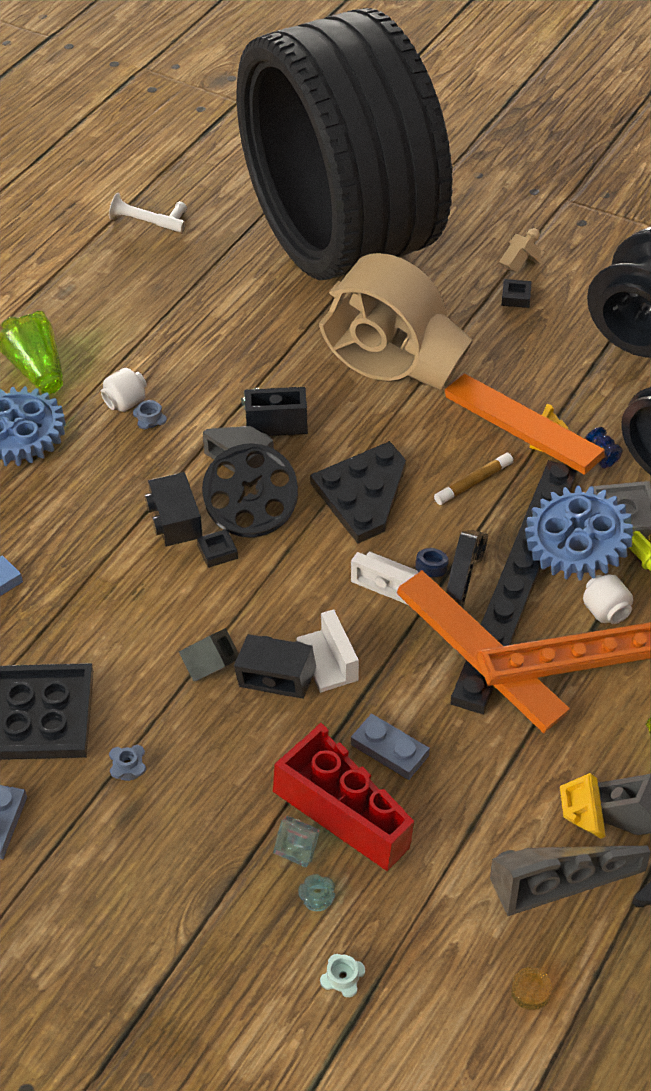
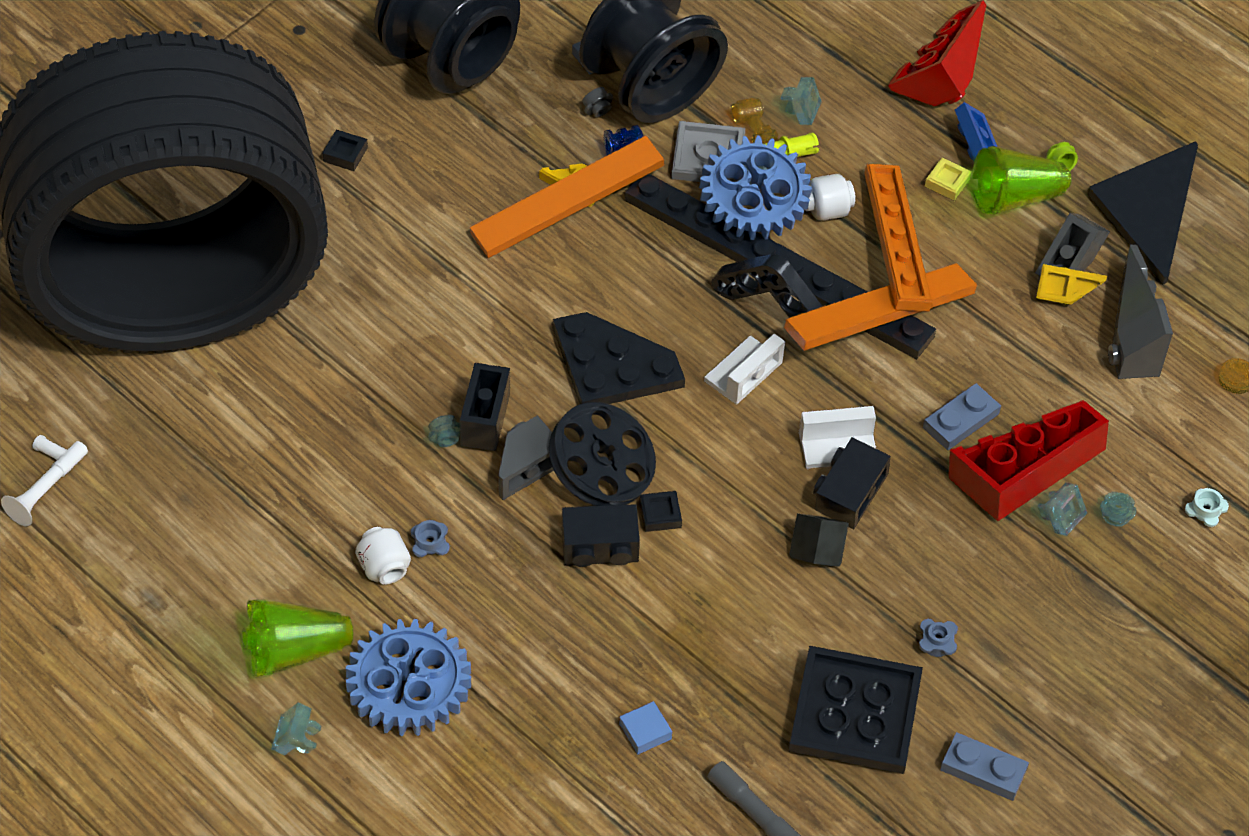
camera: 80 degrees left, 5 degrees up
(399, 323) = (413, 254): tan animal -> none
(432, 562) = (738, 326): dark blue tile -> none
(473, 478) = (626, 263): pearl gold bar -> none

